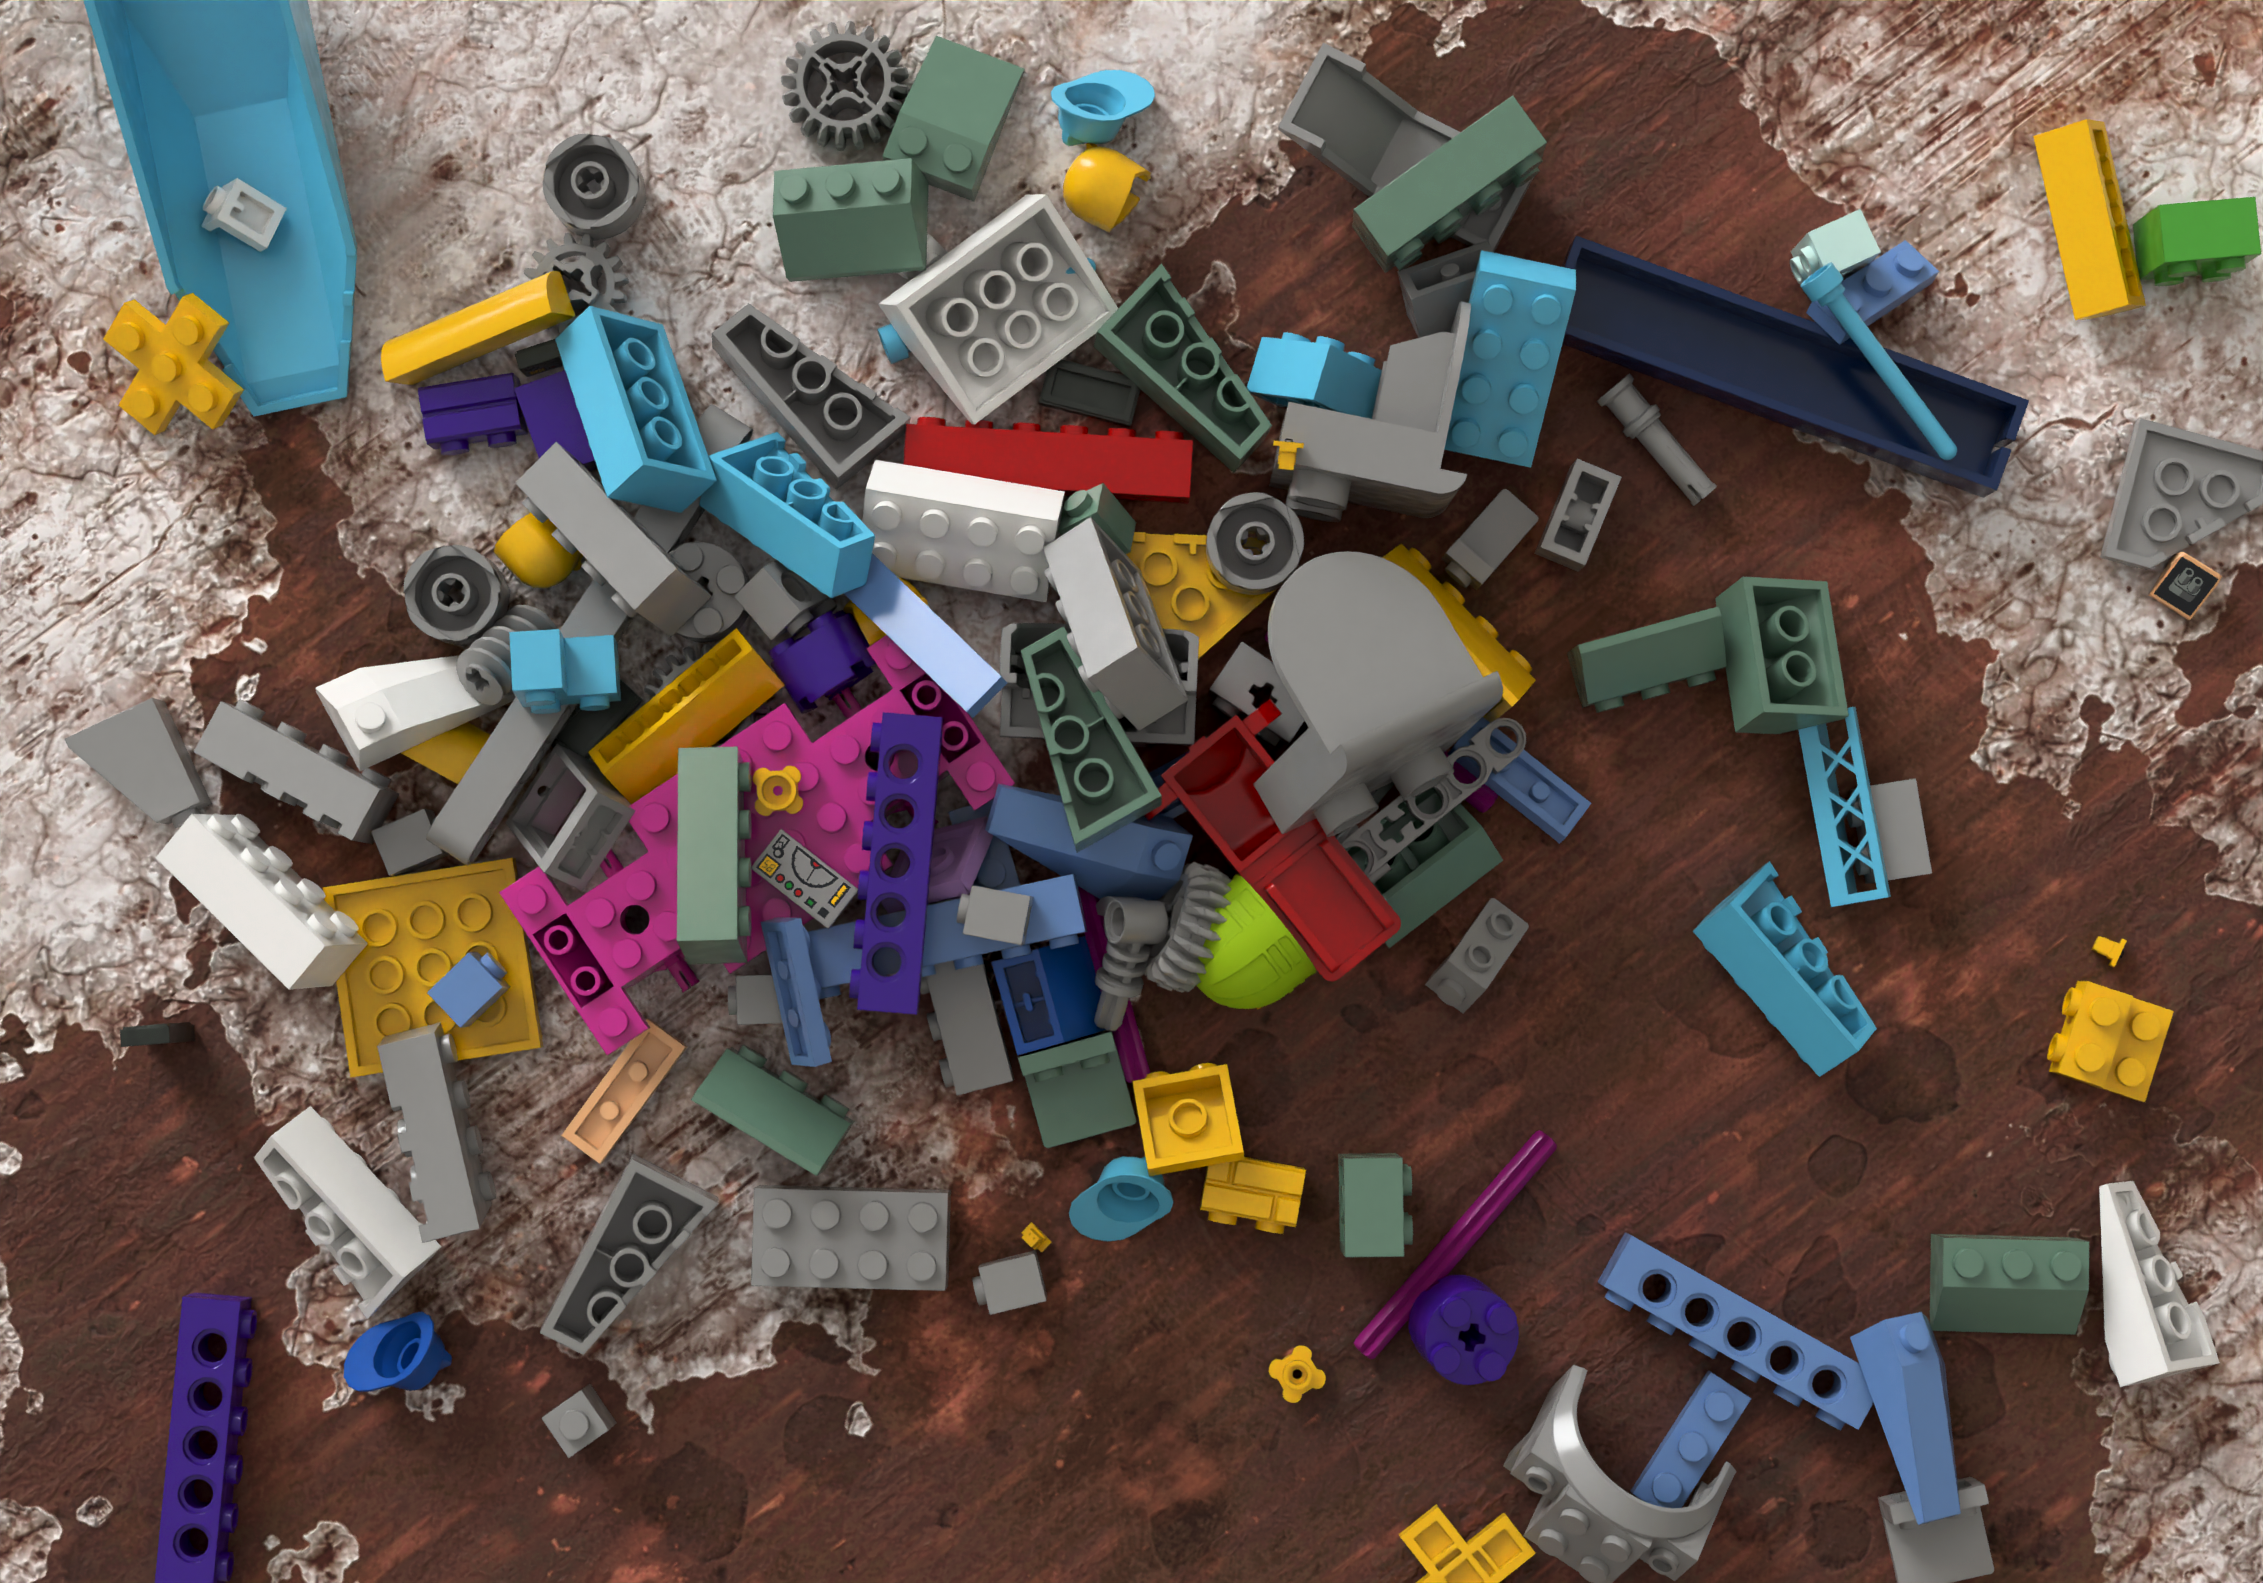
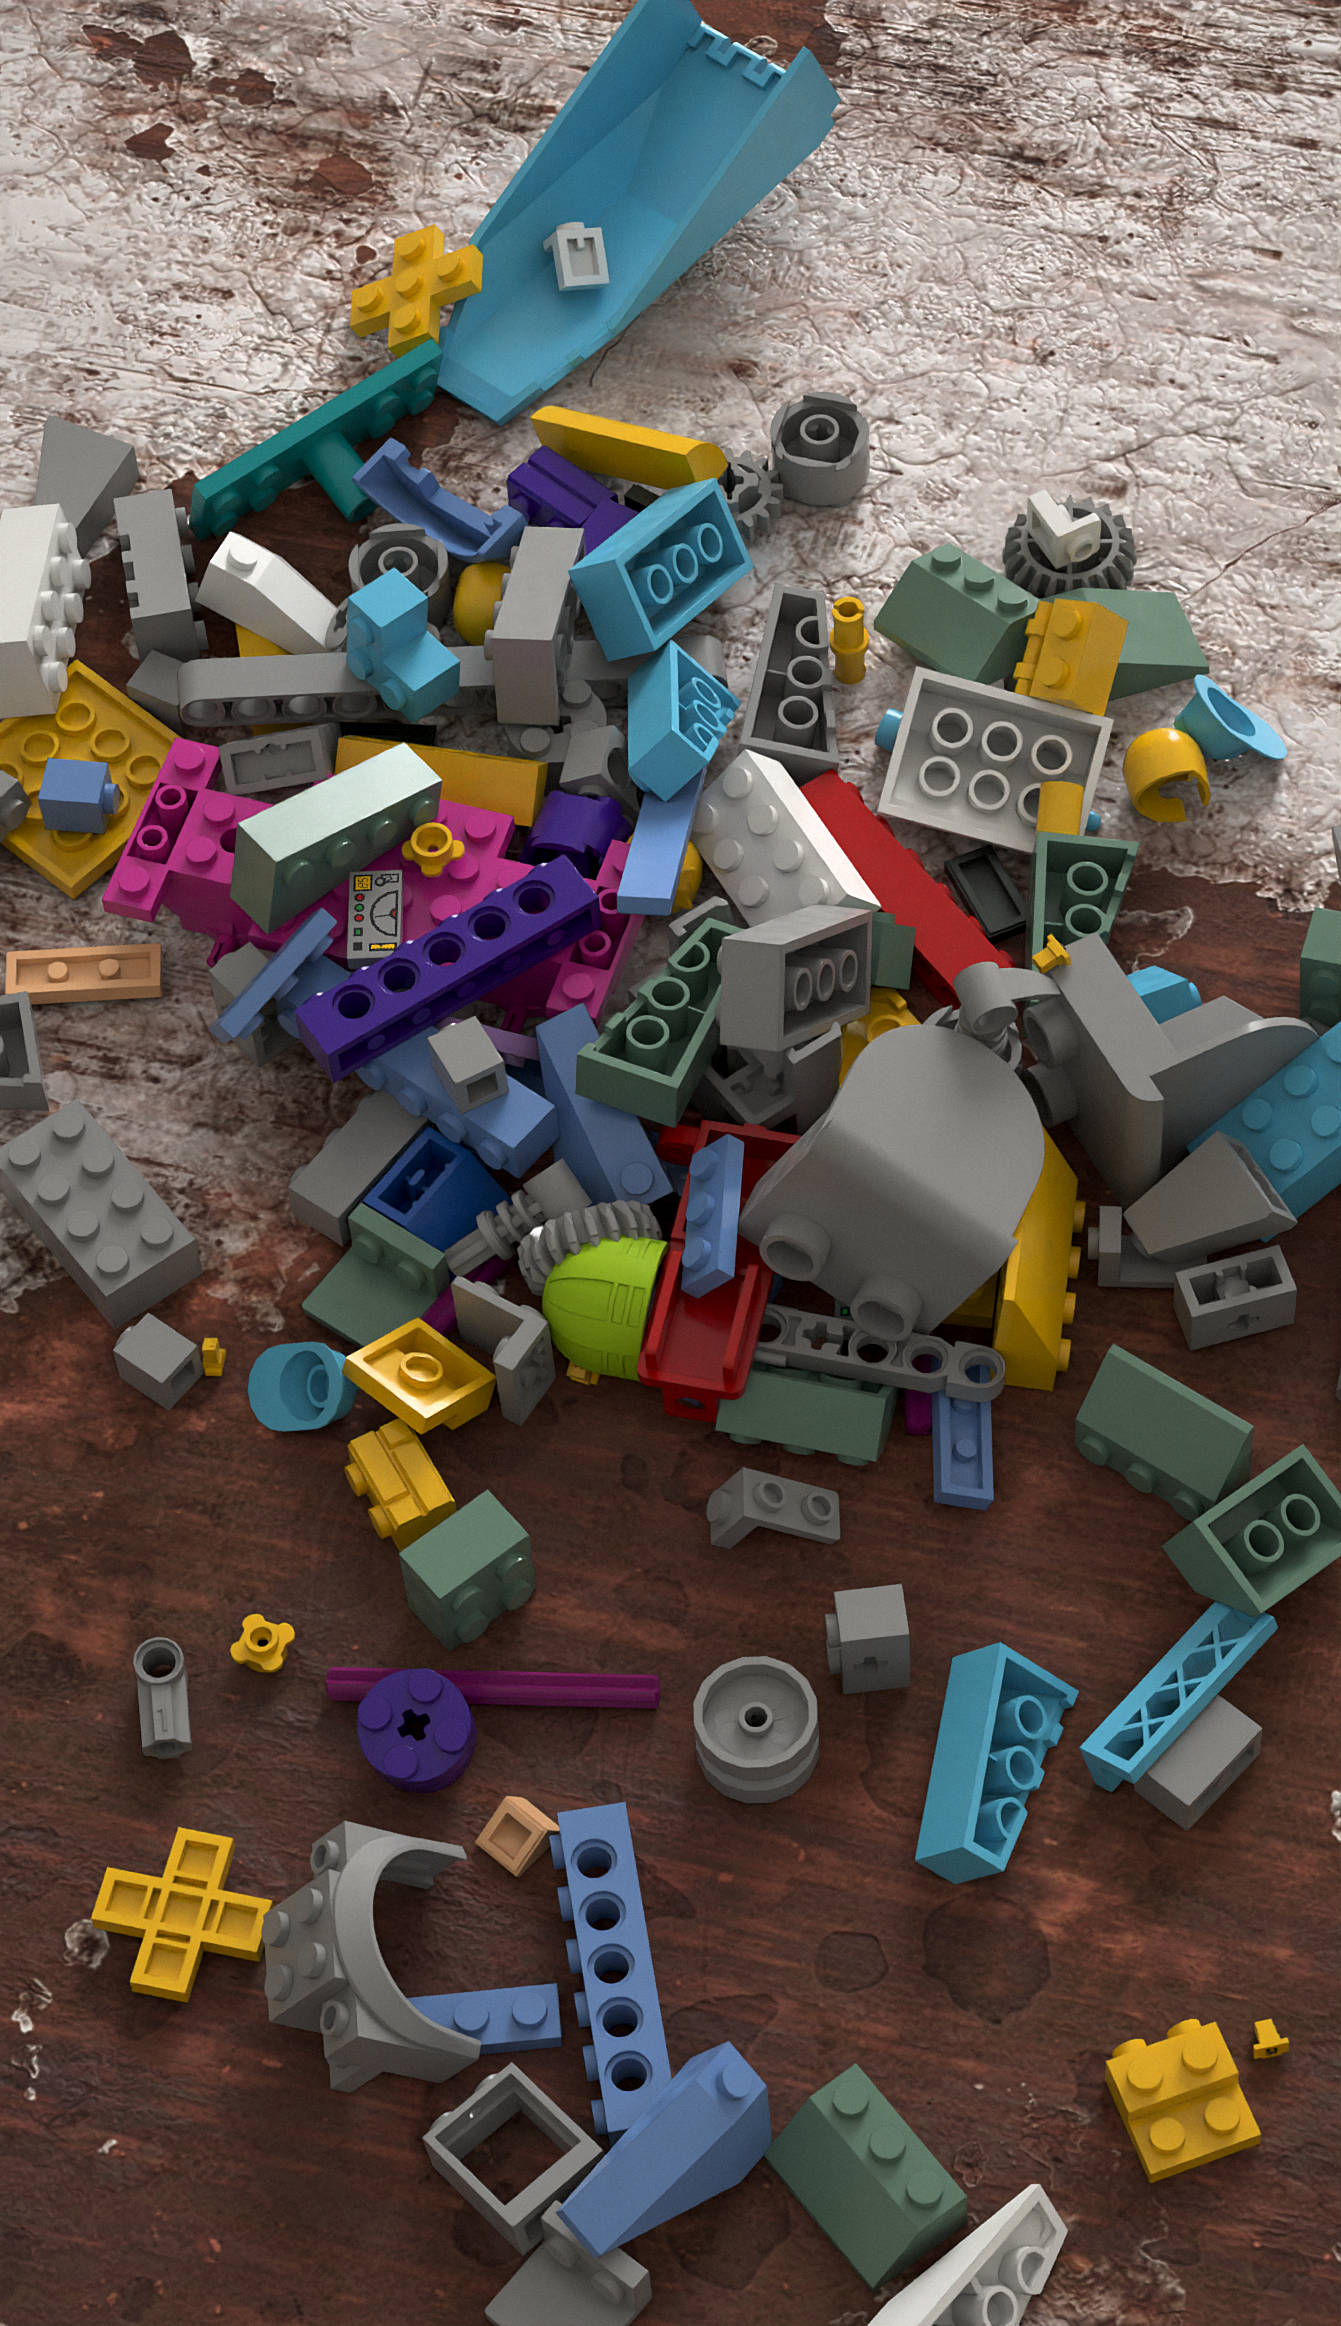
camera: 55 degrees right, 30 degrees down
(282, 556) = (319, 446): none -> teal plate
(426, 520) = (417, 499): none -> medium blue windscreen
(774, 1109) = (160, 1078): sand green slope -> none
(799, 316) = (849, 640): none -> yellow pin
(834, 90) = (1057, 534): none -> white bracket
(981, 181) = (1071, 654): none -> yellow brick
(1087, 297) = (1060, 807): none -> yellow piece
(1236, 1047) = (515, 1339): none -> light grey bracket
(1259, 838) = (712, 1216): none -> medium blue plate
(1293, 1477) = (163, 1699): none -> light grey piece
(1294, 529) = (990, 998): none -> light grey piece
(1513, 480) = (1208, 1205): none -> light grey slope
(1577, 1309) = (517, 1834): none -> light nougat slope
(1643, 979) = (869, 1639): none -> light grey brick
(1672, 1105) = (756, 1729): none -> light grey wheel
(1873, 1530) = (478, 2117): none -> light grey window

